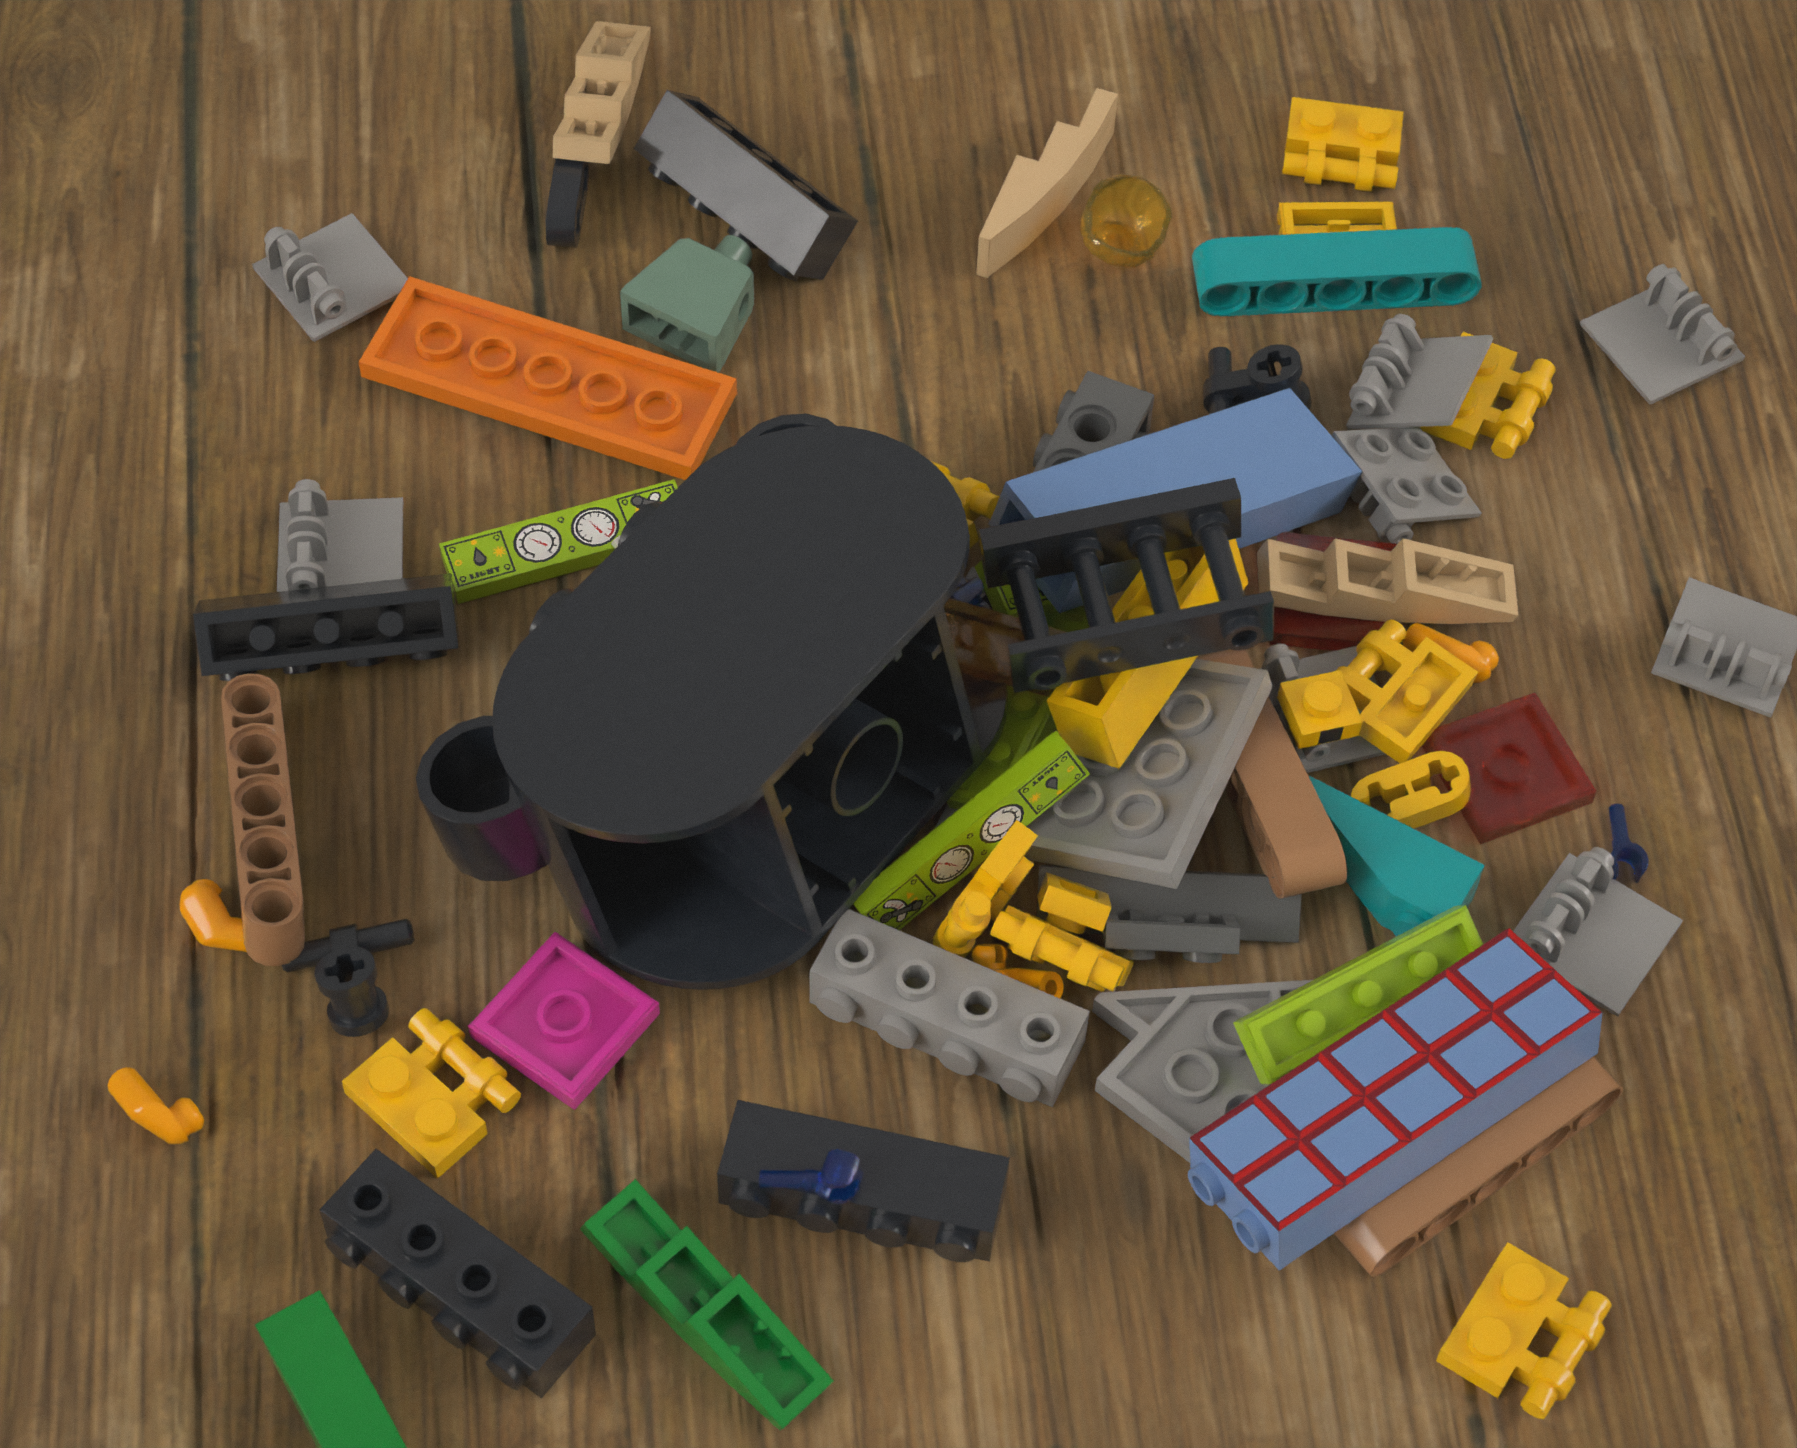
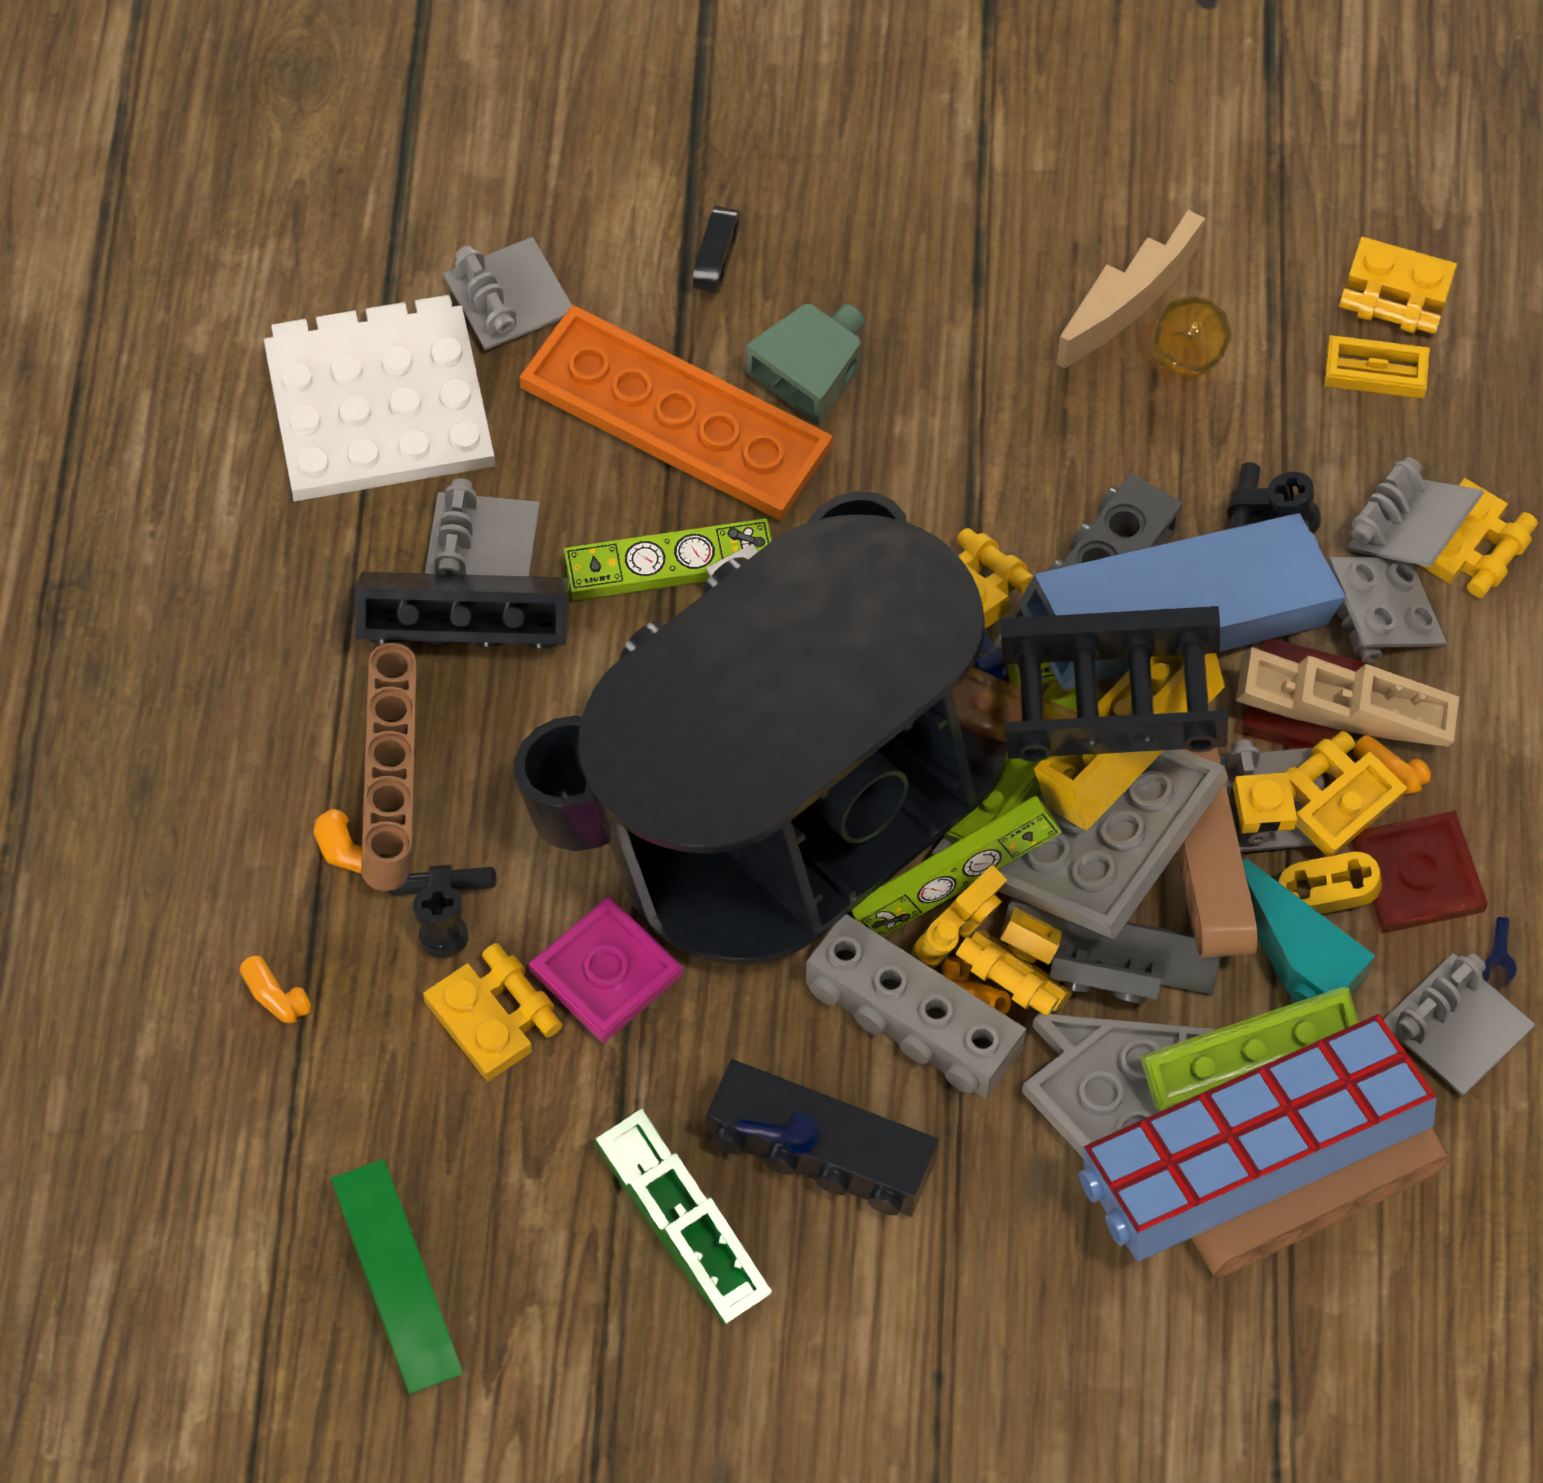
camera: 10 degrees right, 5 degrees up
(193, 410) = (377, 398): none -> white hinge
(457, 1274) = (492, 1162): black brick -> none
(601, 92) = (760, 153): tan slope -> none
(744, 186) = (868, 260): brick -> none
(1336, 271) = (1365, 407): teal beam -> none
(1503, 1321) = (1315, 1328): yellow plate -> none

